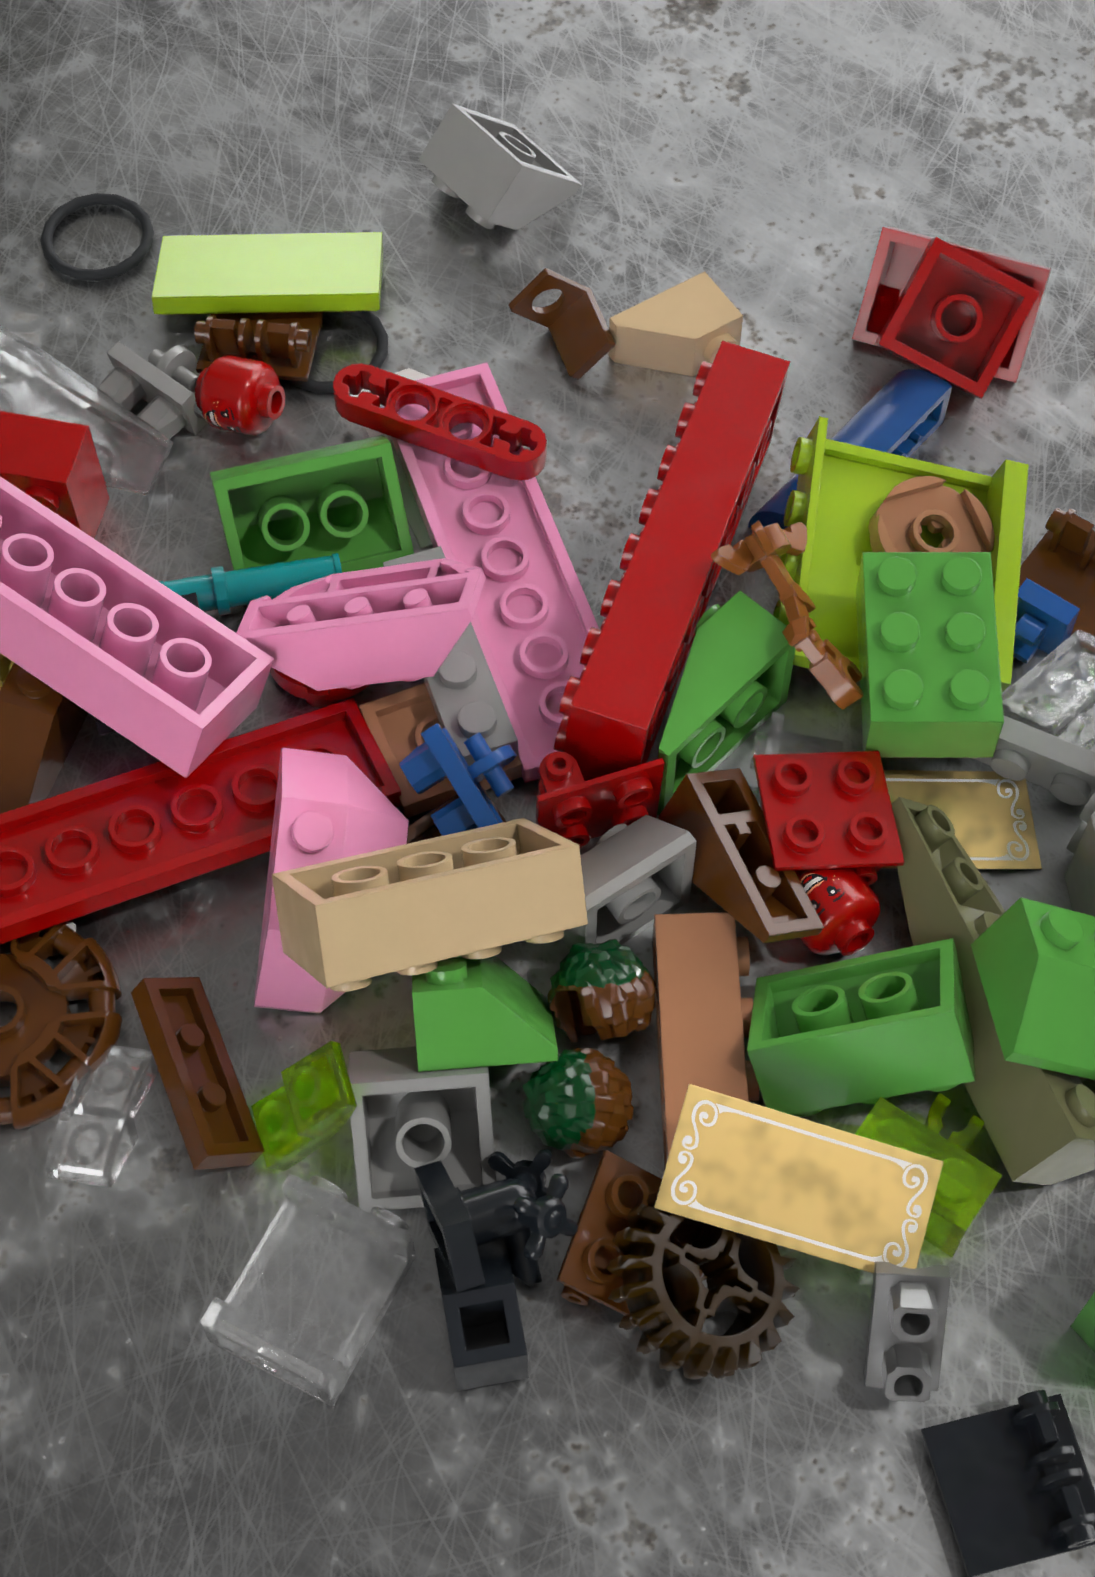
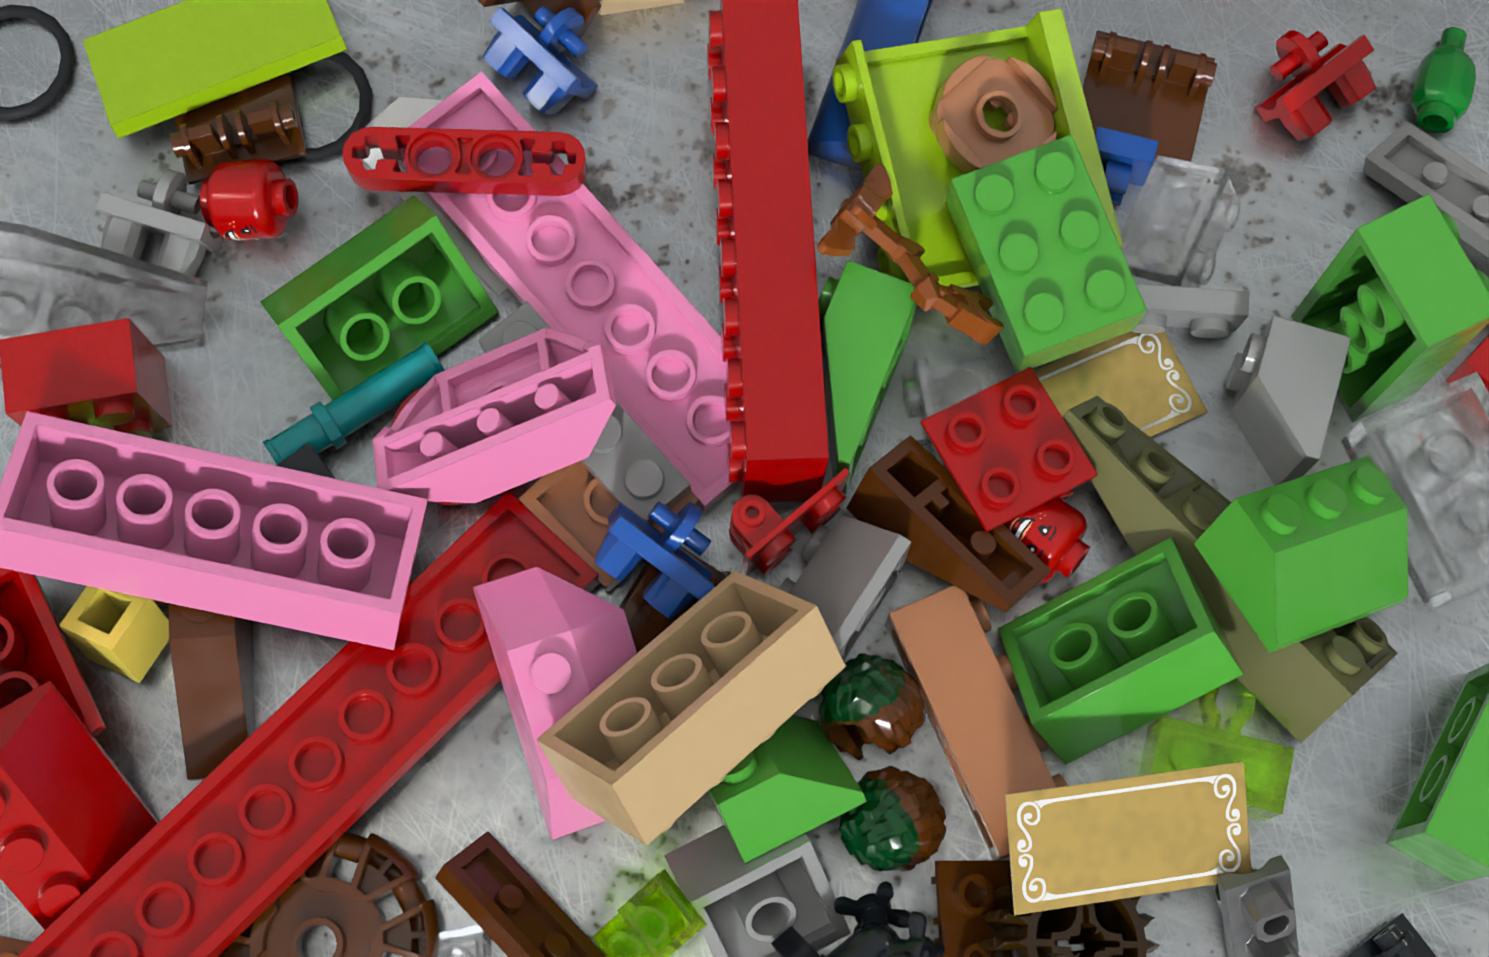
camera: 20 degrees left, 15 degrees up
(531, 353) = (521, 41): none -> blue hips

